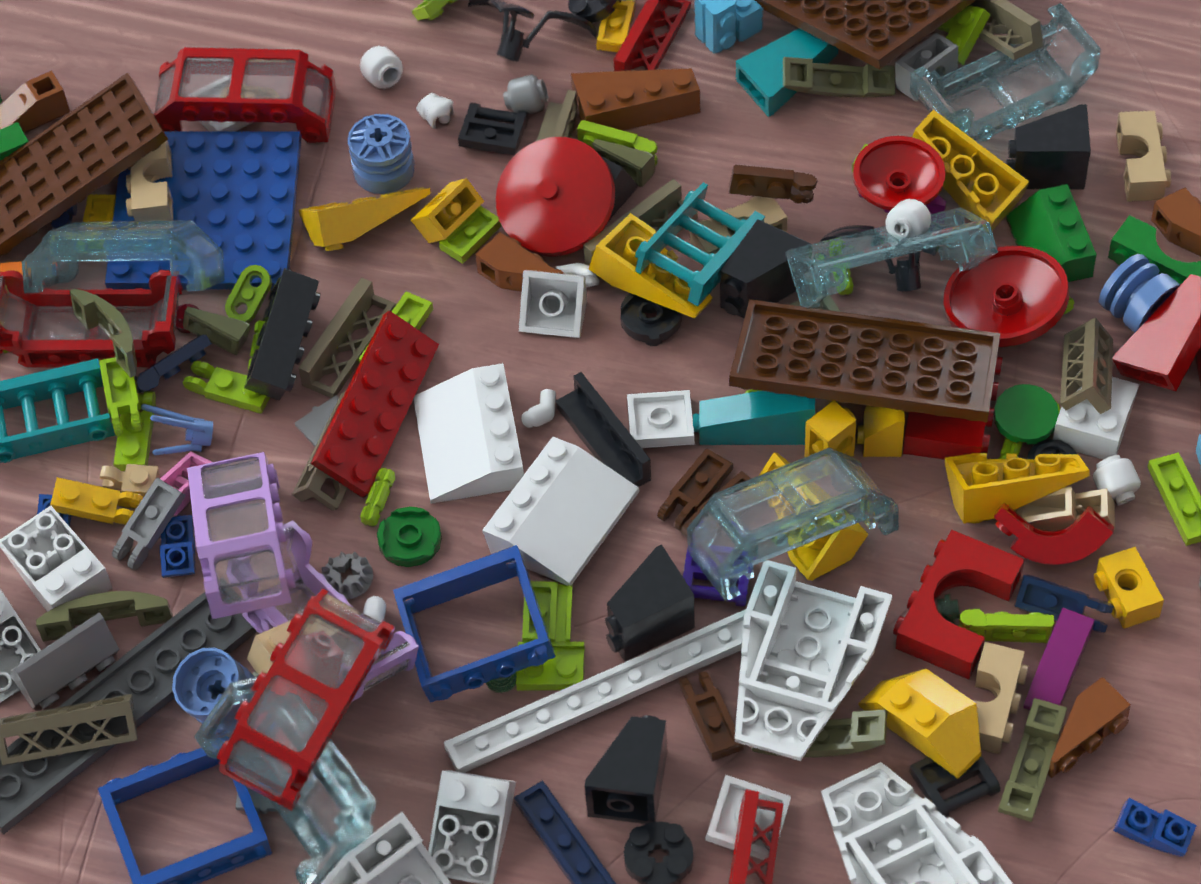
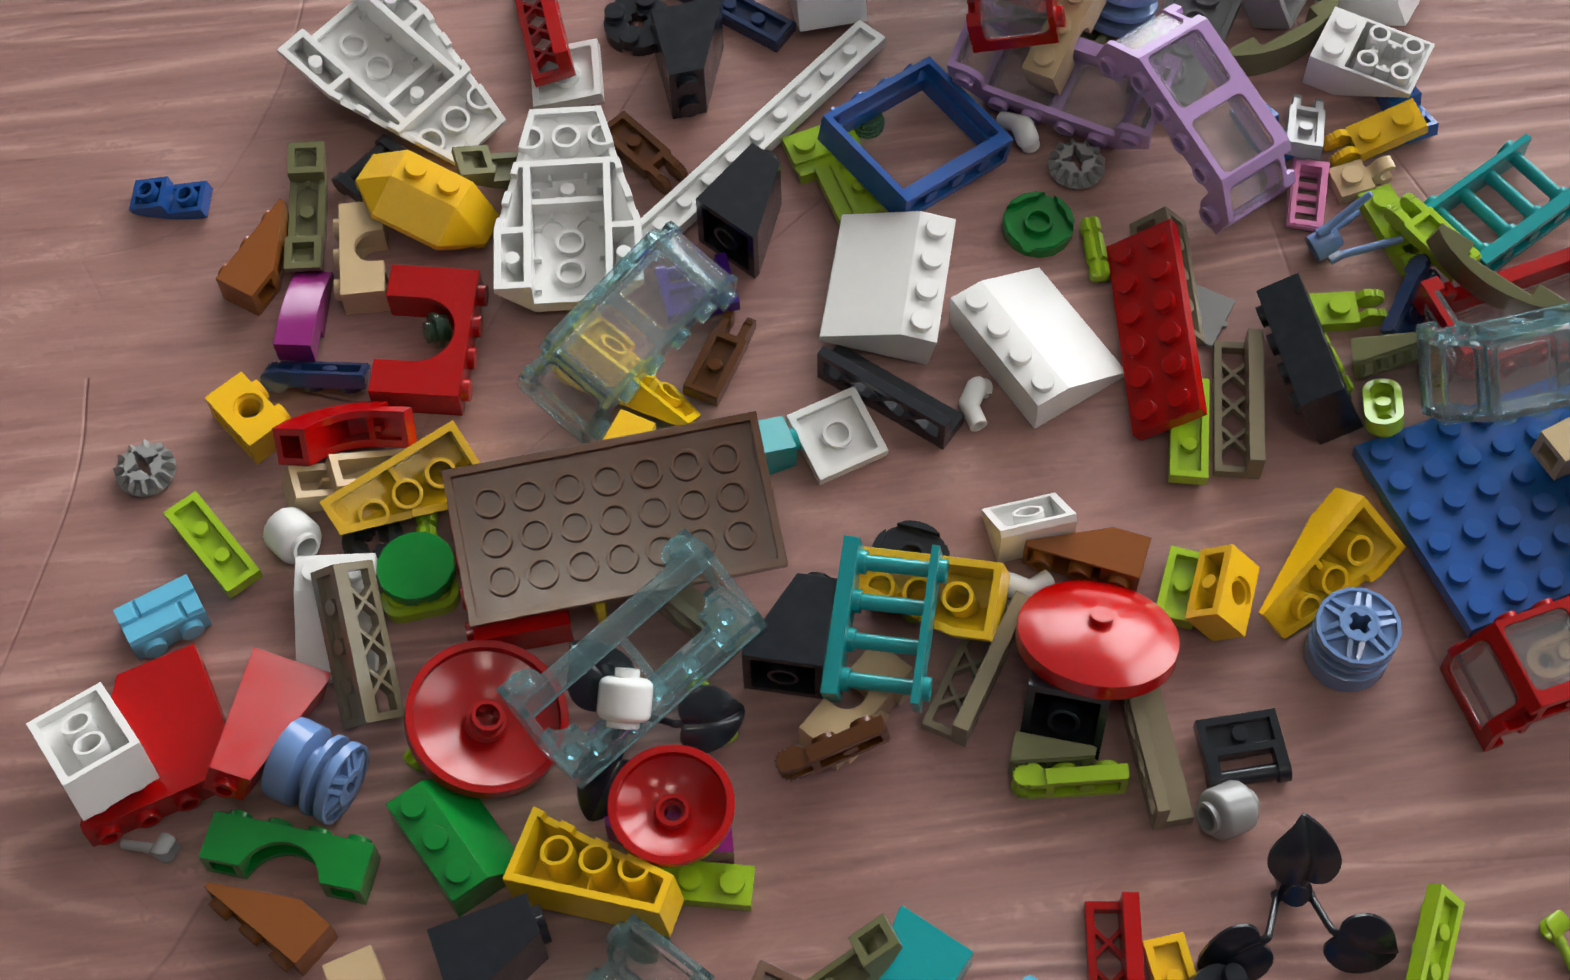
camera: 155 degrees right, 5 degrees up
(381, 67) = (1440, 783): white head -> none
(434, 106) = (1331, 752): white arm -> none
(636, 97) = (1095, 846): dark orange wedge -> none
(696, 486) = (760, 373): reddish brown hinge -> none
(1008, 627) = (370, 332): lime hinge -> none

